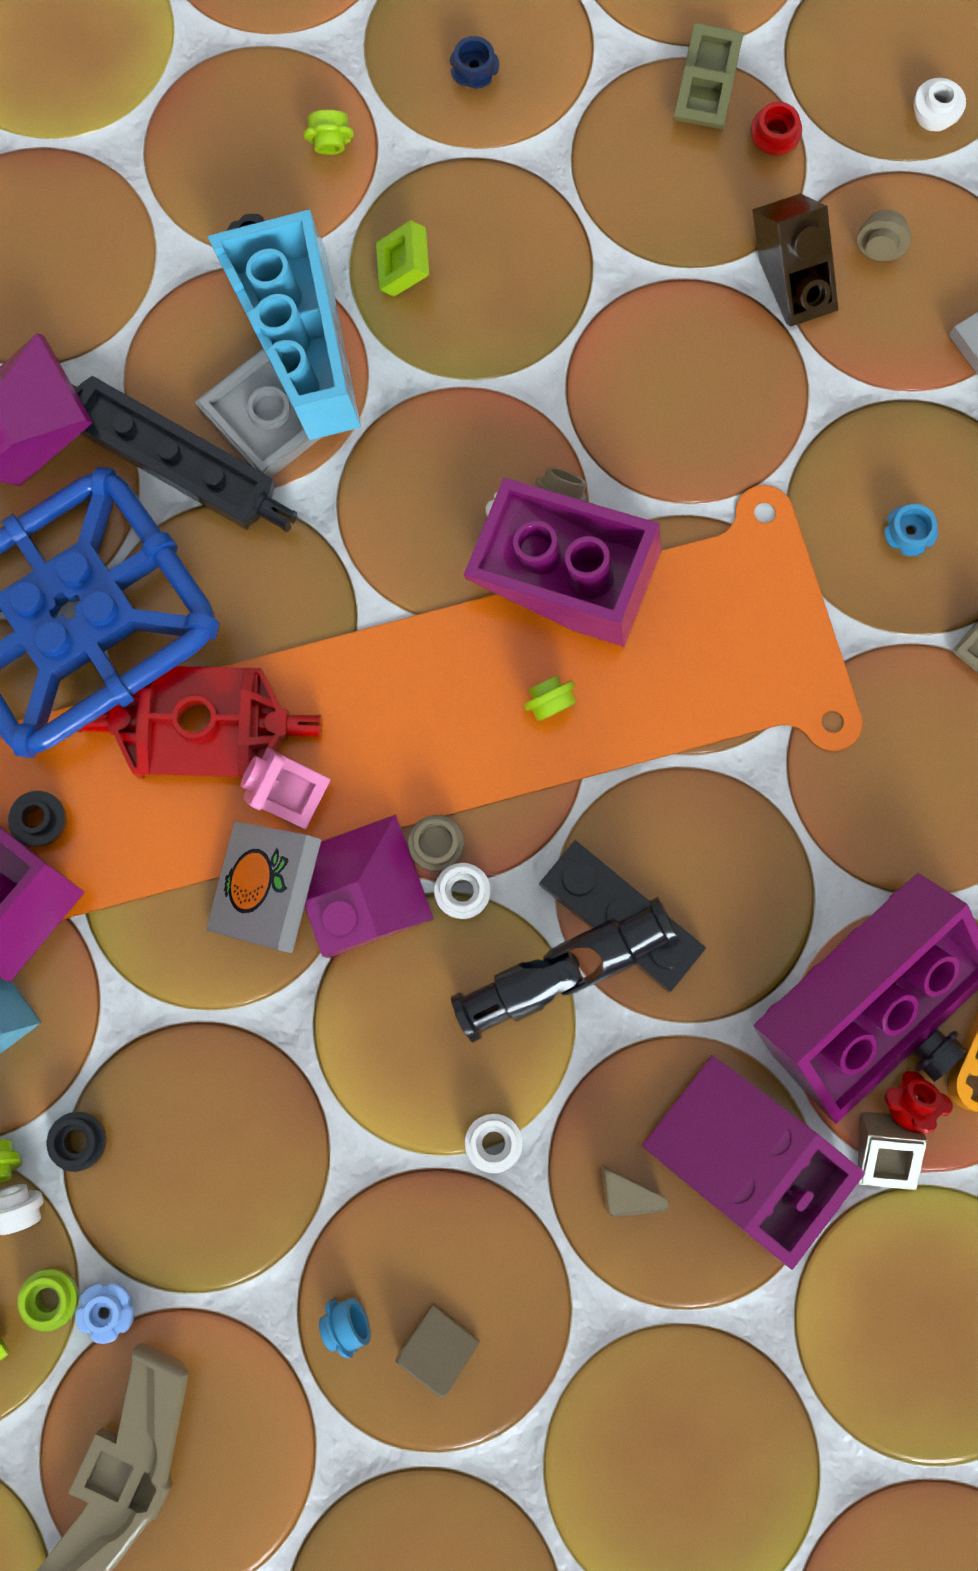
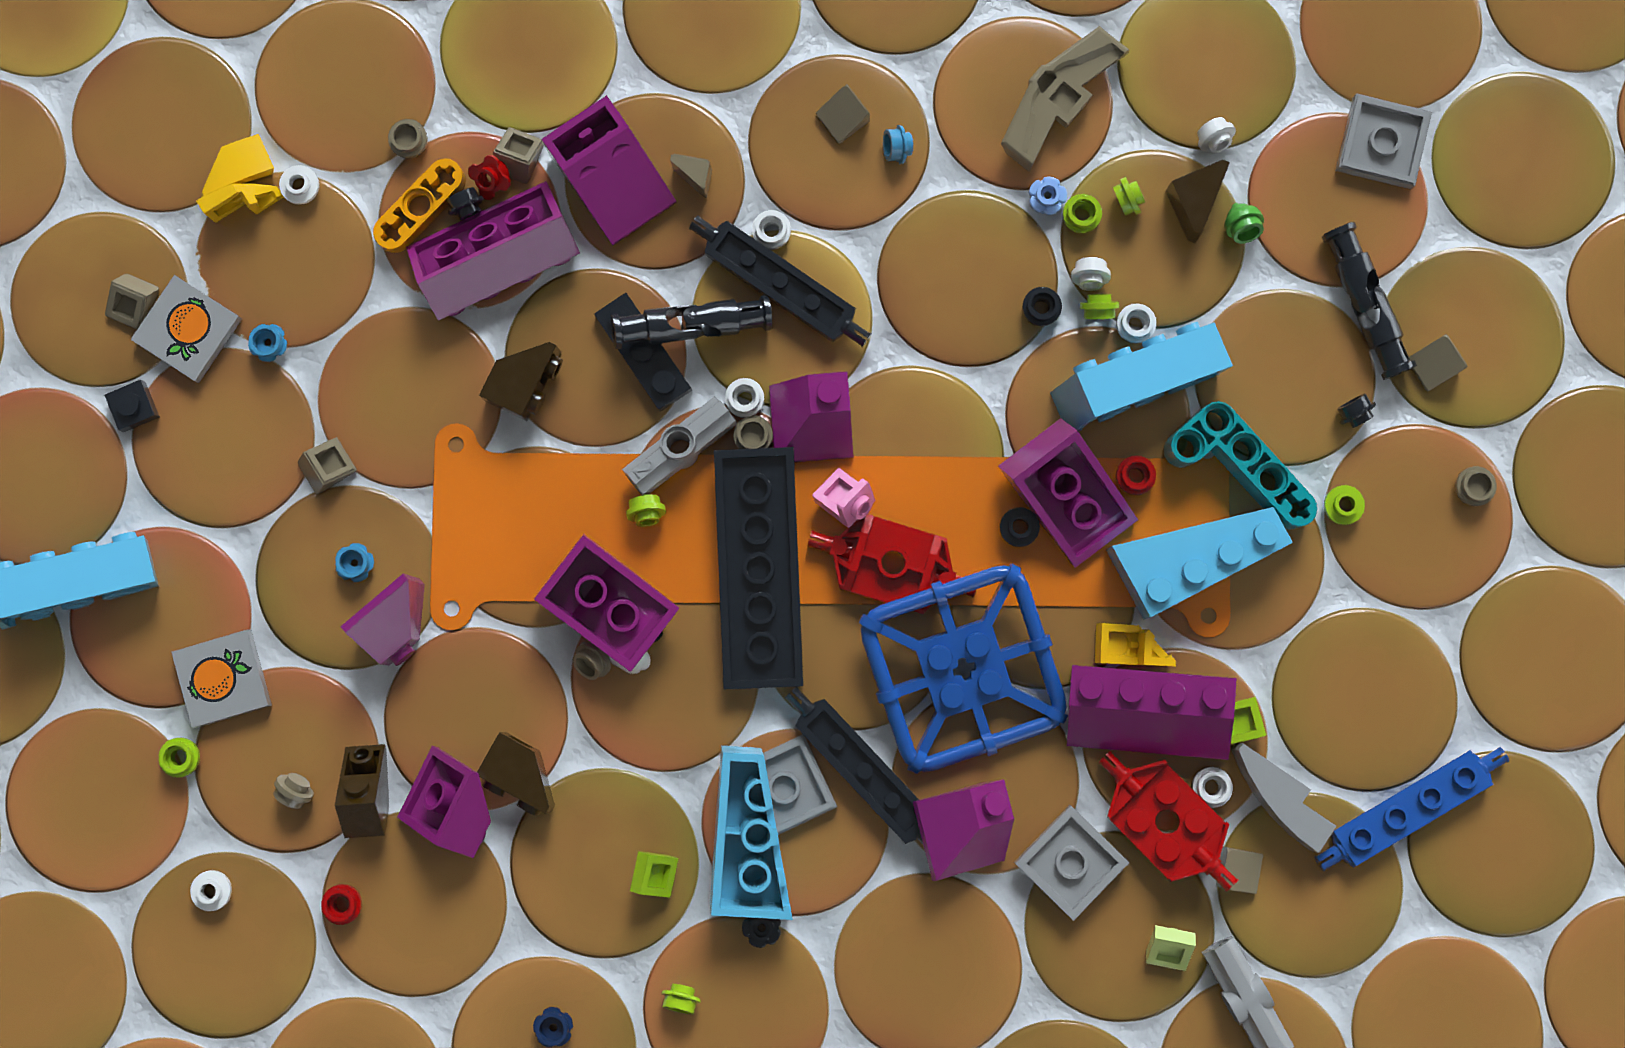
camera: 155 degrees left, 5 degrees up
(263, 886) = (875, 433): light grey tile -> none
(377, 668) = (758, 568): none -> black plate
(459, 1069) = (780, 281): none -> black plate
(550, 764) = (699, 429): none -> light grey piece
(609, 328) = (518, 770): none -> dark brown slope
(688, 262) = (447, 804): none -> magenta slope
(708, 76) = (378, 964): olive slope -> none
(778, 820) = (520, 378): none -> dark brown slope
(836, 453) = (390, 621): none -> magenta slope

